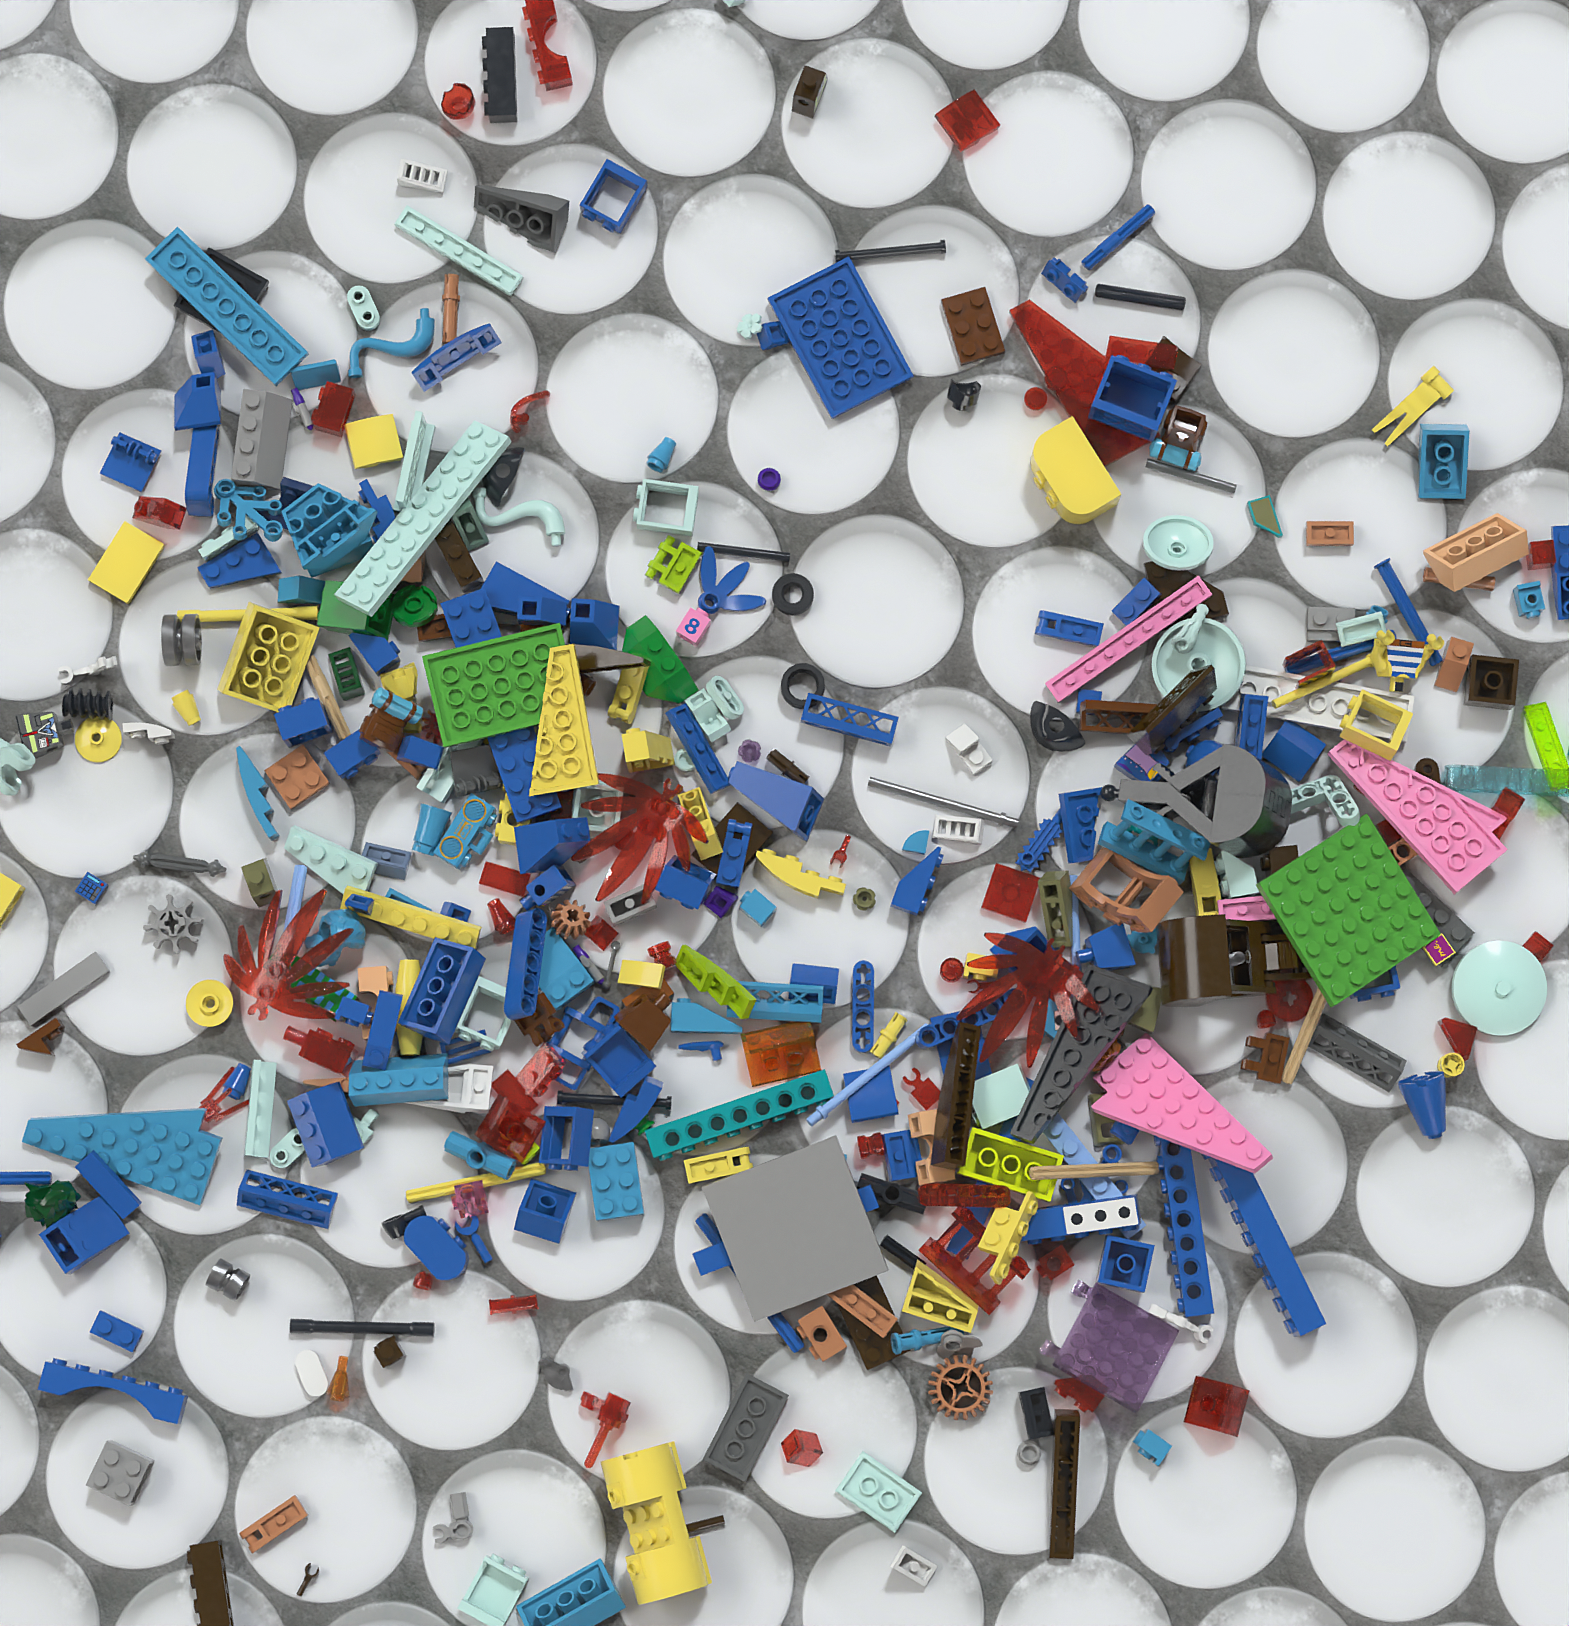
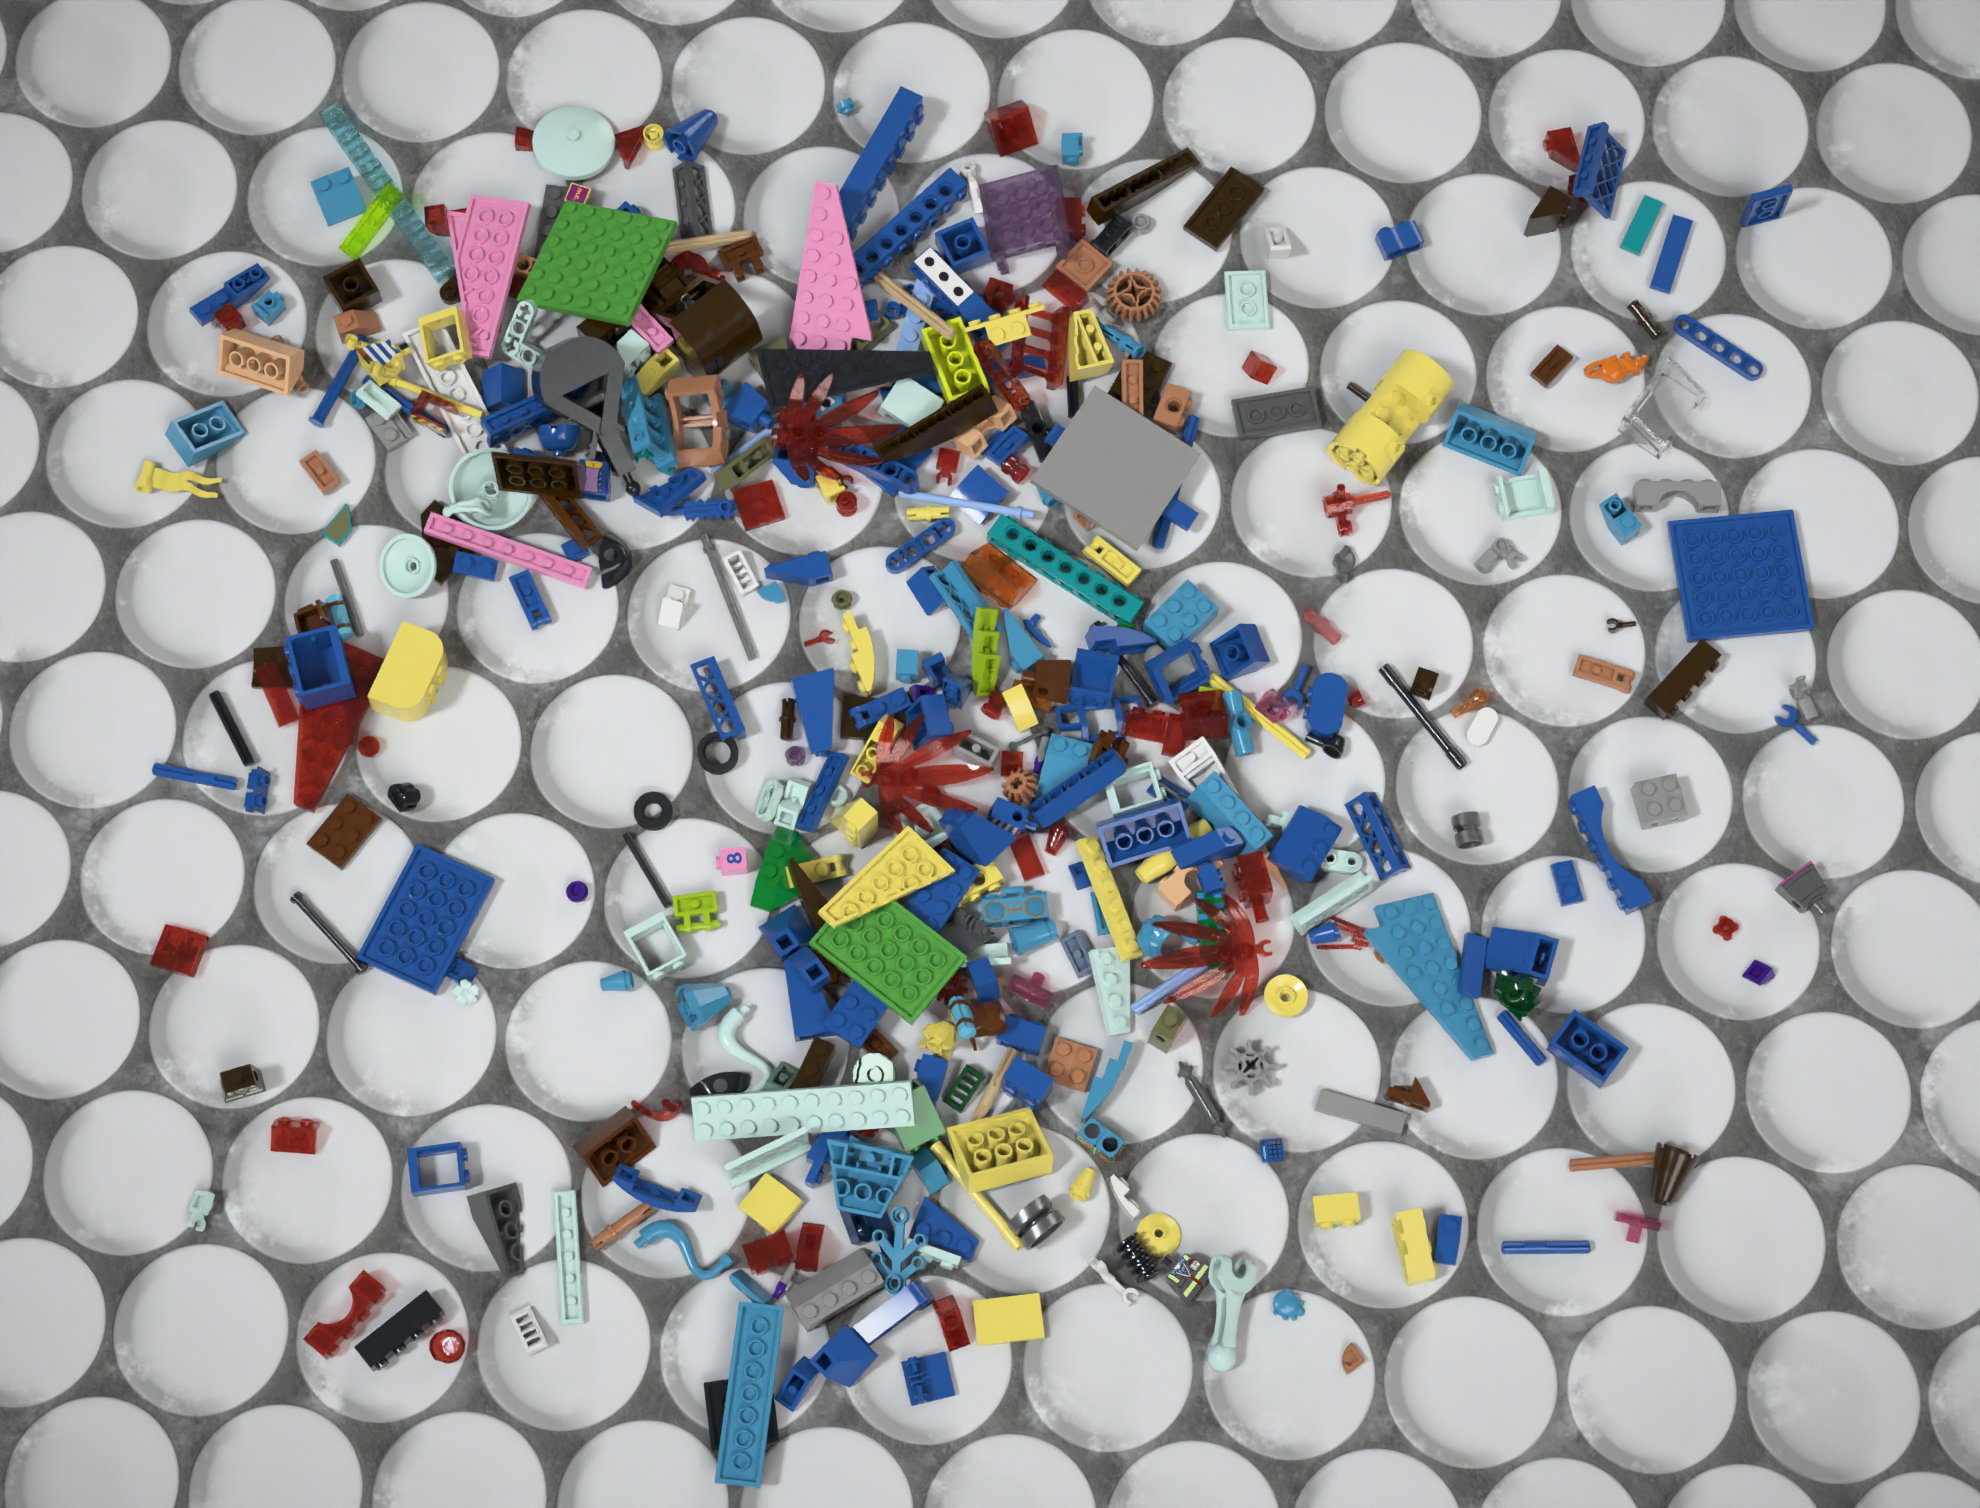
camera: 130 degrees left, 10 degrees down
(219, 758) = (1089, 1143): none -> dark azure piece
(312, 446) = (809, 1247): none -> clear red slope
(360, 904) = (1128, 935): blue slope -> none
(363, 307) = (669, 1294): light aqua plate -> none
(385, 793) = (1031, 989): none -> clear pink tile
(523, 350) = (614, 1142): none -> reddish brown slope
(586, 509) = (702, 1002): none -> dark azure cone
(699, 929) = (956, 690): none -> blue slope
(728, 583) = (692, 866): blue plant -> none
(732, 930) = (935, 669): none -> blue panel
(733, 105) = (294, 1135): none -> clear red bracket
(985, 1542) = (1223, 209): none -> dark brown plate
(1010, 1326) = (1065, 291): none -> clear red hinge
(1023, 1365) = (1085, 266): none -> nougat plate
(1353, 1268) = (846, 106): none -> dark azure plate

